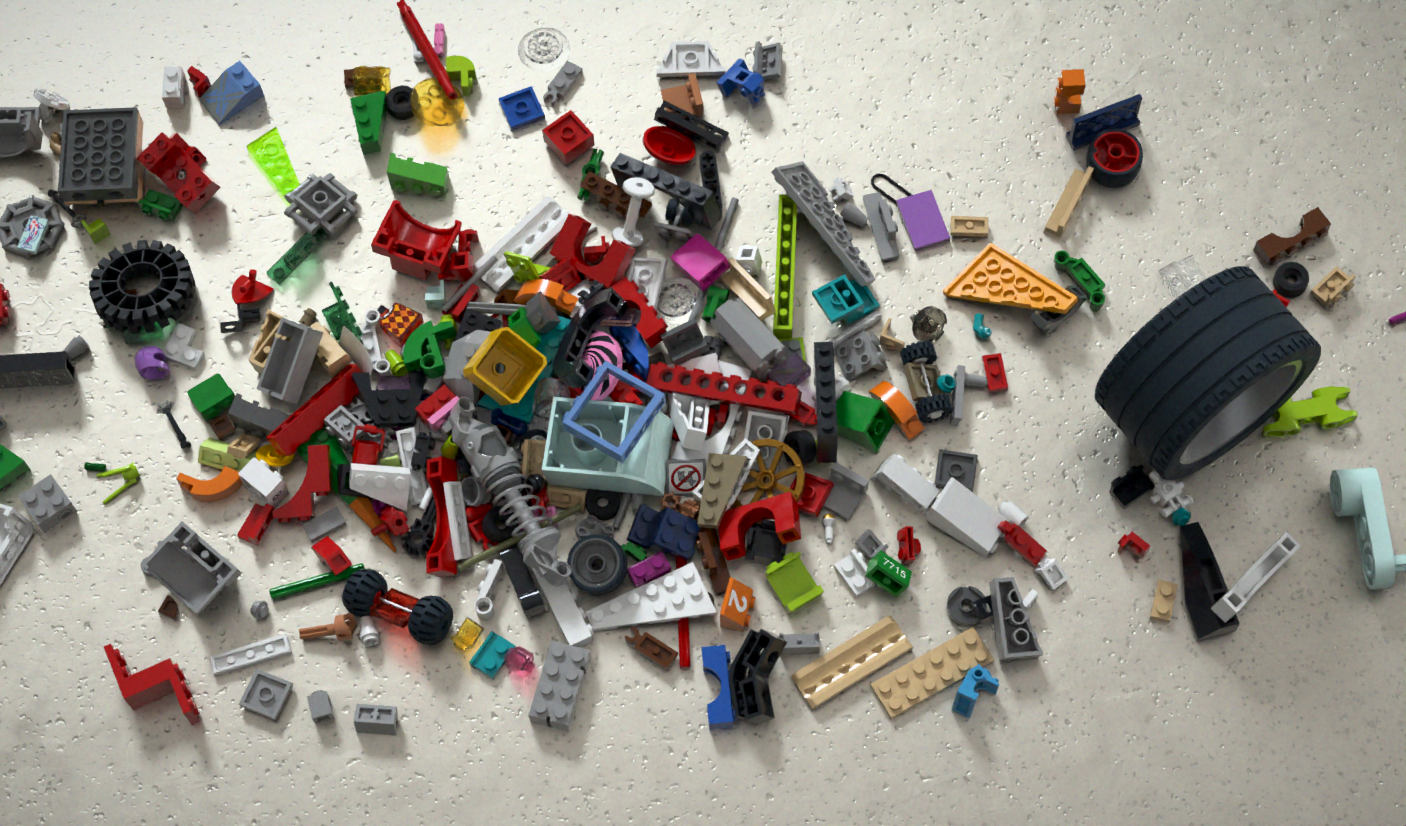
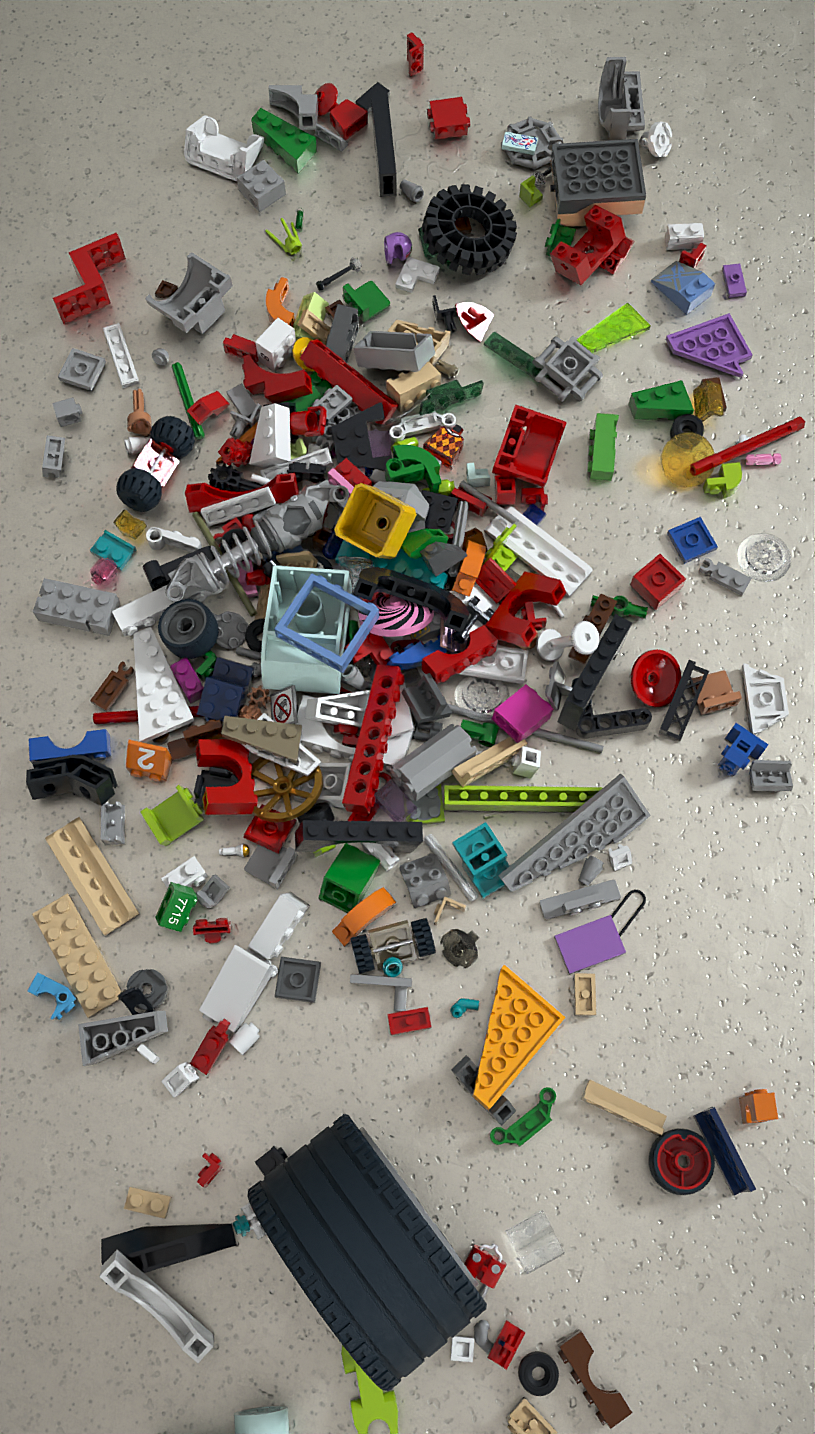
camera: 85 degrees right, 5 degrees up
(230, 47) = (734, 280): none -> medium lavender plate
(305, 72) = (713, 344): none -> medium lavender wing
(351, 523) = (242, 421): none -> light grey bracket
(482, 245) = (534, 514): none -> clear blue tile

